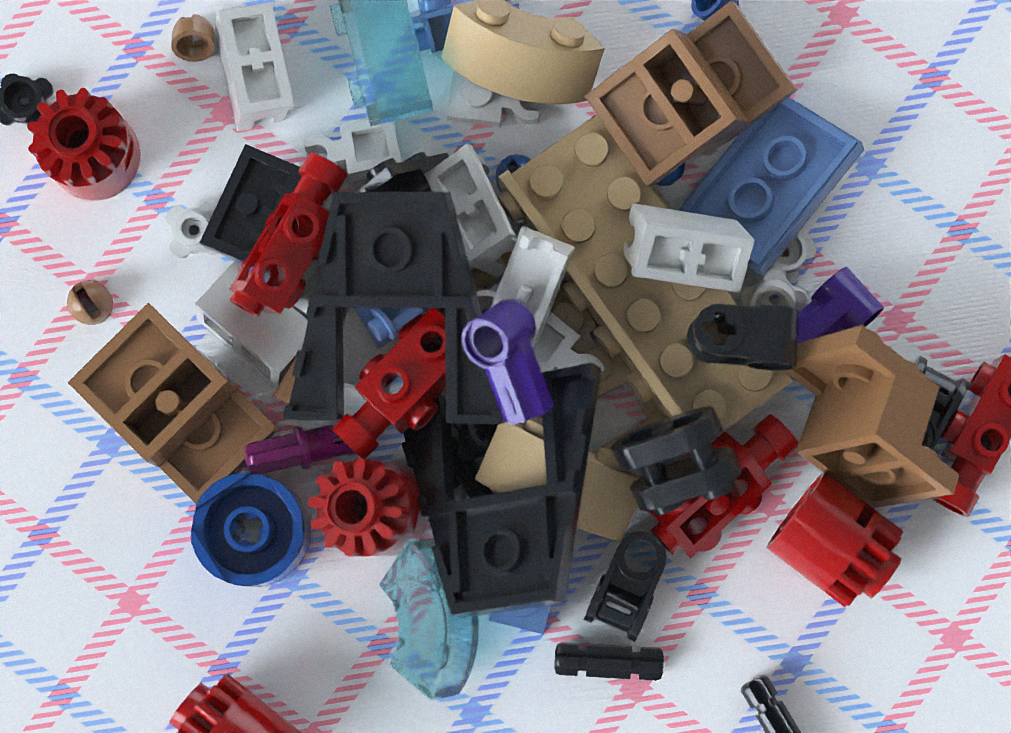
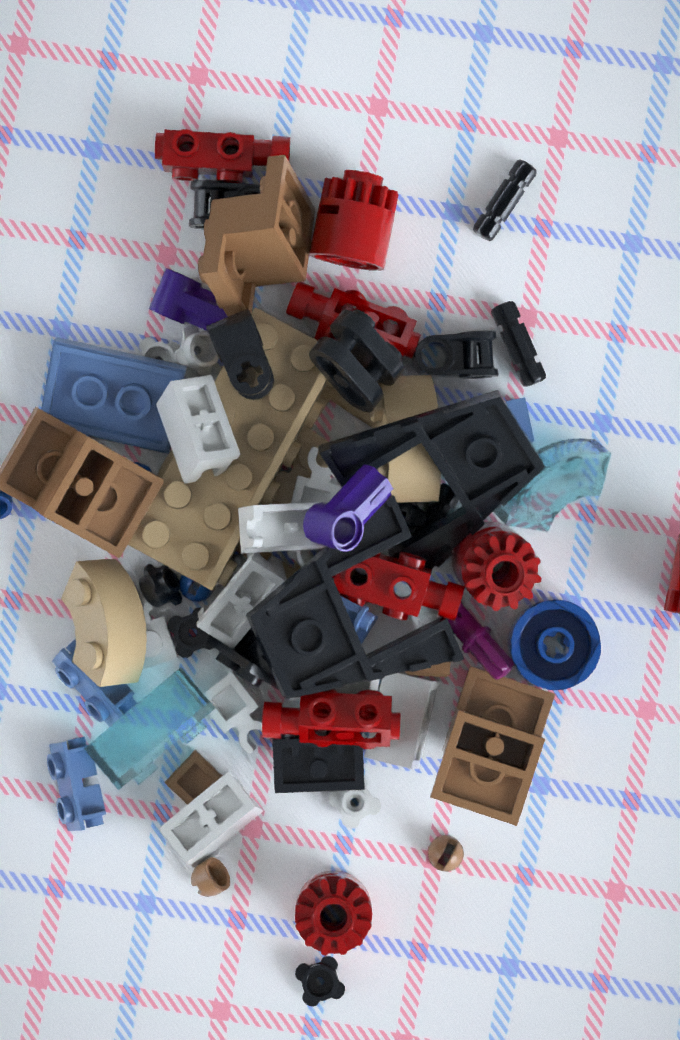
camera: 125 degrees left, 5 degrees up
(309, 72) = (192, 777): none -> medium nougat tile
(458, 132) = (185, 643): none -> black plate
(533, 132) = (160, 586): none -> black plate

